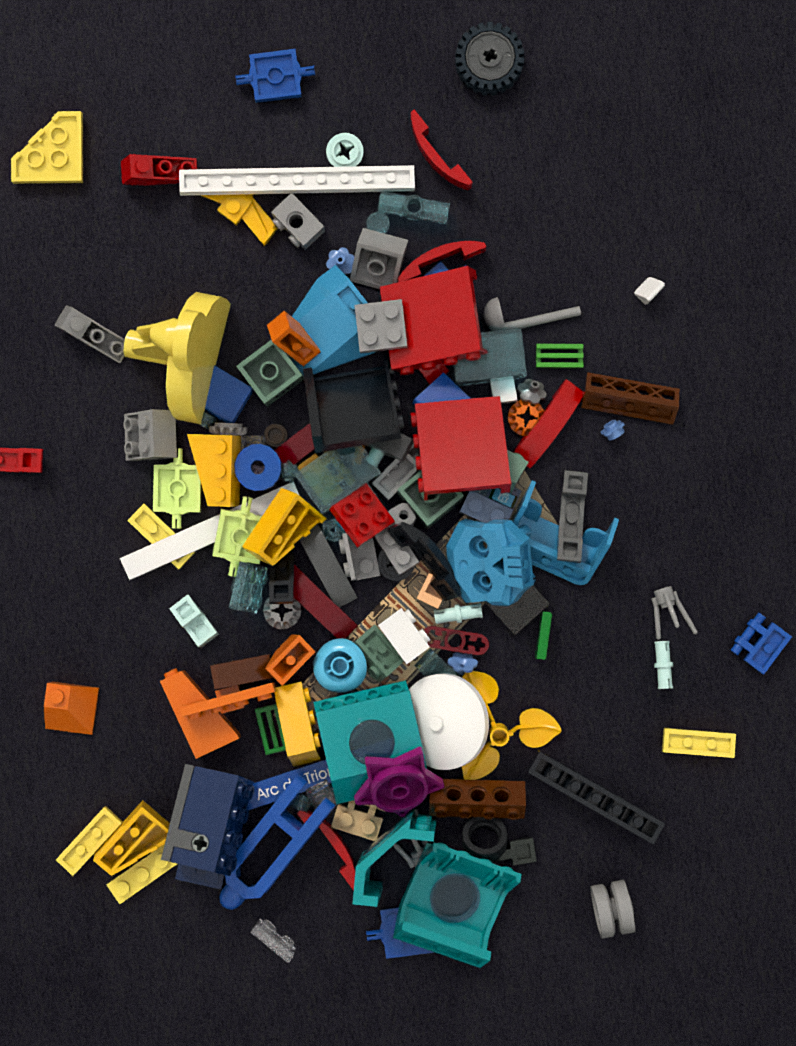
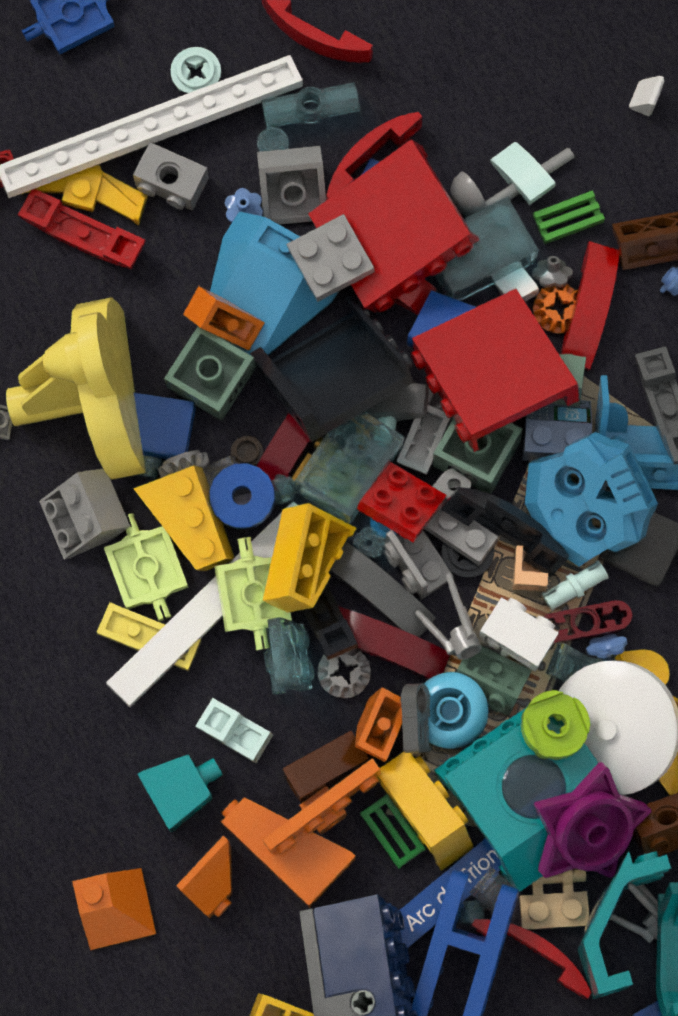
camera: 25 degrees left, 10 degrees down
(138, 718) = (210, 880): none -> orange slope
(142, 646) = (179, 788): none -> teal torso
(222, 236) = (81, 231): none -> red slope
(313, 663) = (415, 714): none -> dark grey piece
(368, 622) = (463, 638): none -> light grey plant
(391, 718) = (562, 707): none -> lime plate
(540, 312) = (523, 172): none -> light aqua slope

